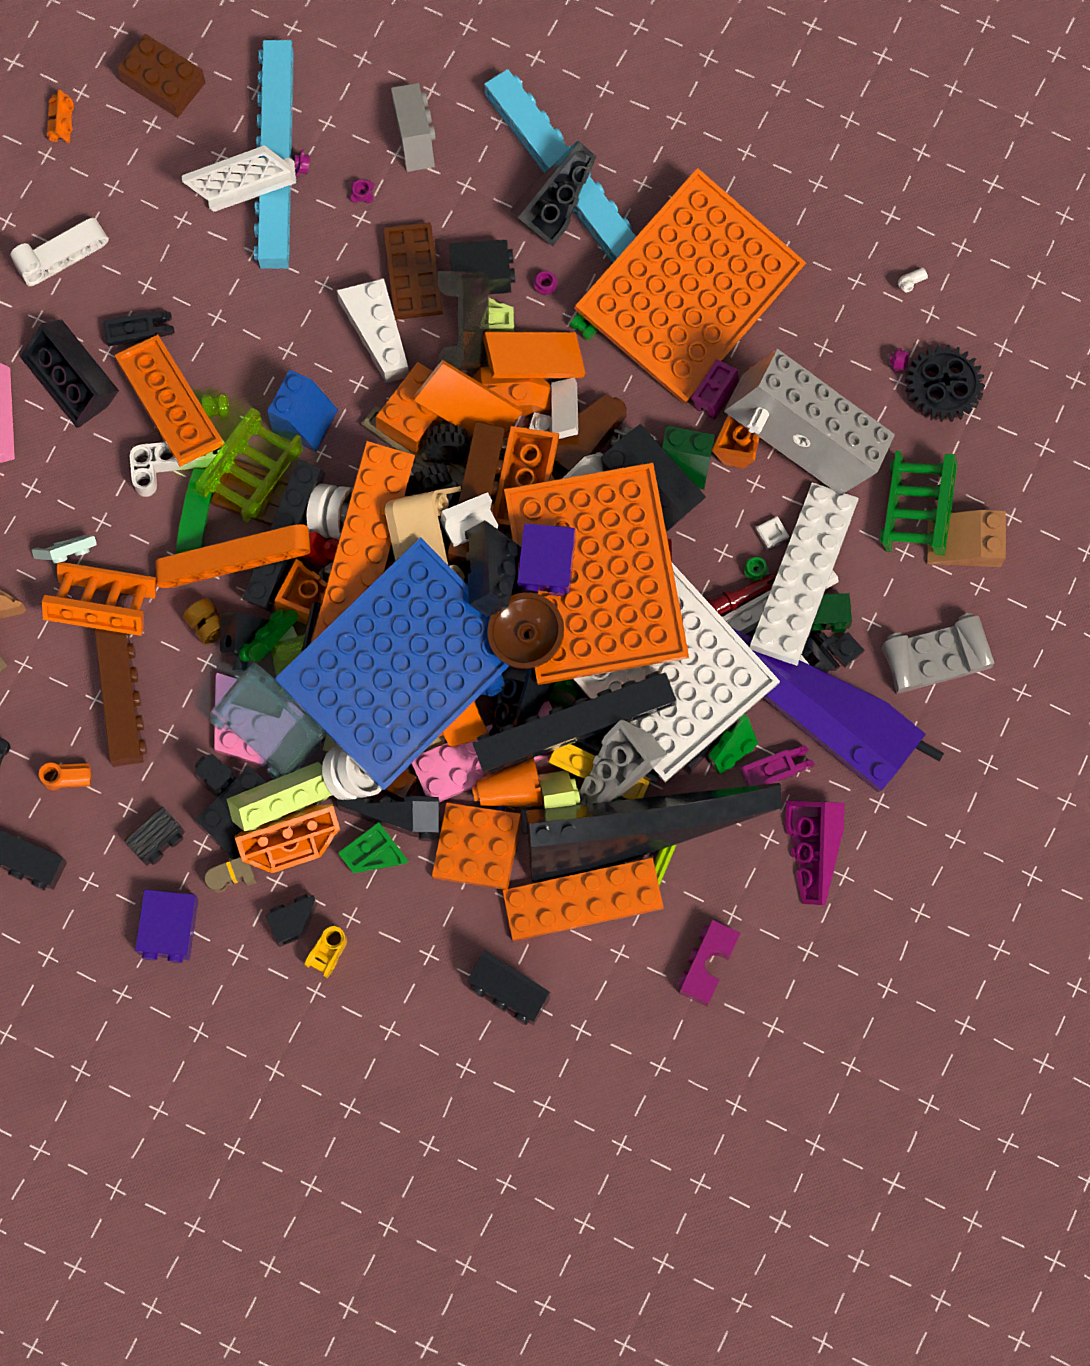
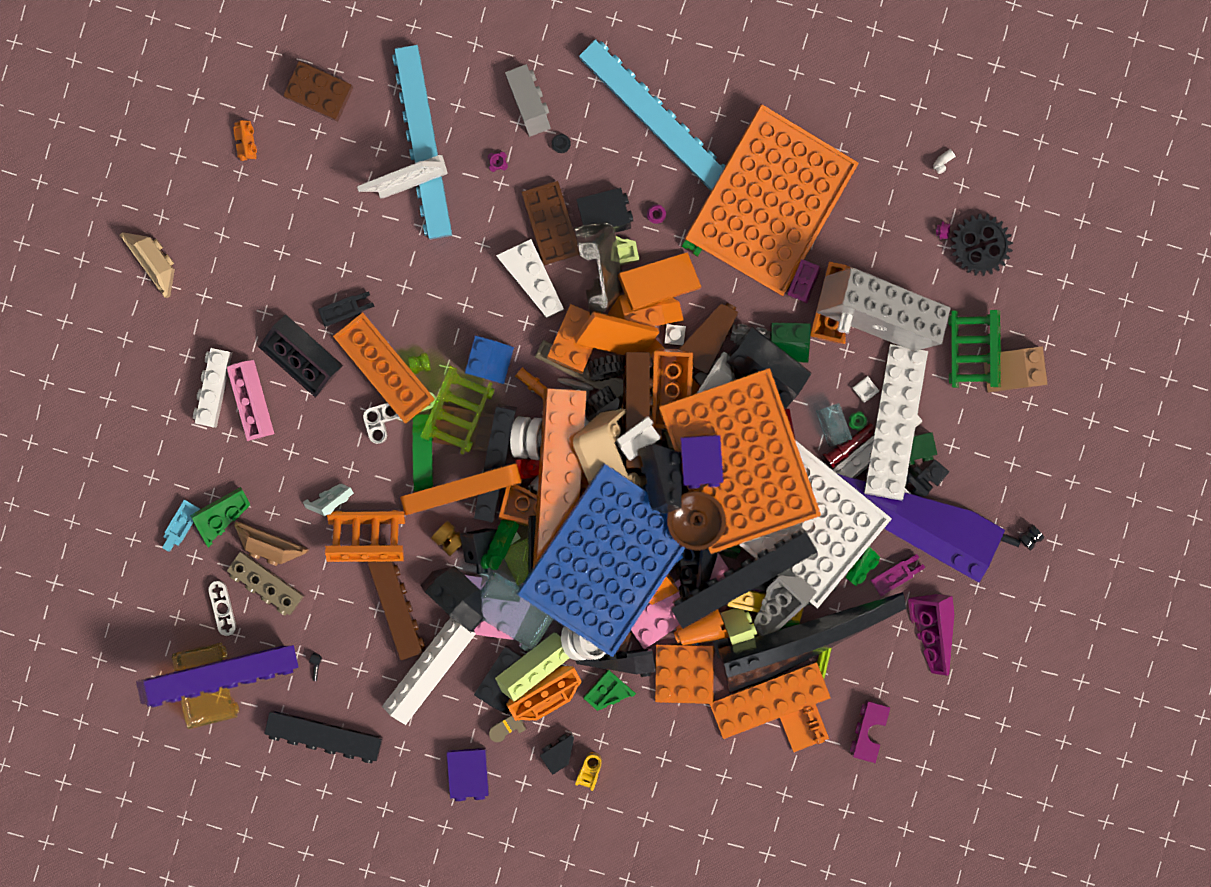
camera: 15 degrees left, 15 degrees up
(59, 252) = (271, 256): white beam -> none
(68, 775) = (371, 674): orange piece -> none
(143, 781) = (427, 671): none -> white brick
(155, 837) = (445, 708): black brick -> none
(199, 690) = (456, 596): none -> black wedge
(213, 774) = (481, 658): black brick -> none
(301, 163) = (445, 147): magenta plate -> none
(347, 448) = (532, 382): none -> orange pin
(443, 183) = (561, 143): none -> black plate
(508, 989) = (727, 778): black slope -> none
(551, 199) = (649, 149): black wedge -> none
(565, 407) = (690, 320): white tile -> none
(622, 944) = (804, 728): none -> orange hinge
(724, 565) = (834, 424): none -> clear light blue hinge
(938, 654) = (1005, 465): light grey piece -> none
(958, 749) = (1031, 537): none -> black wheel

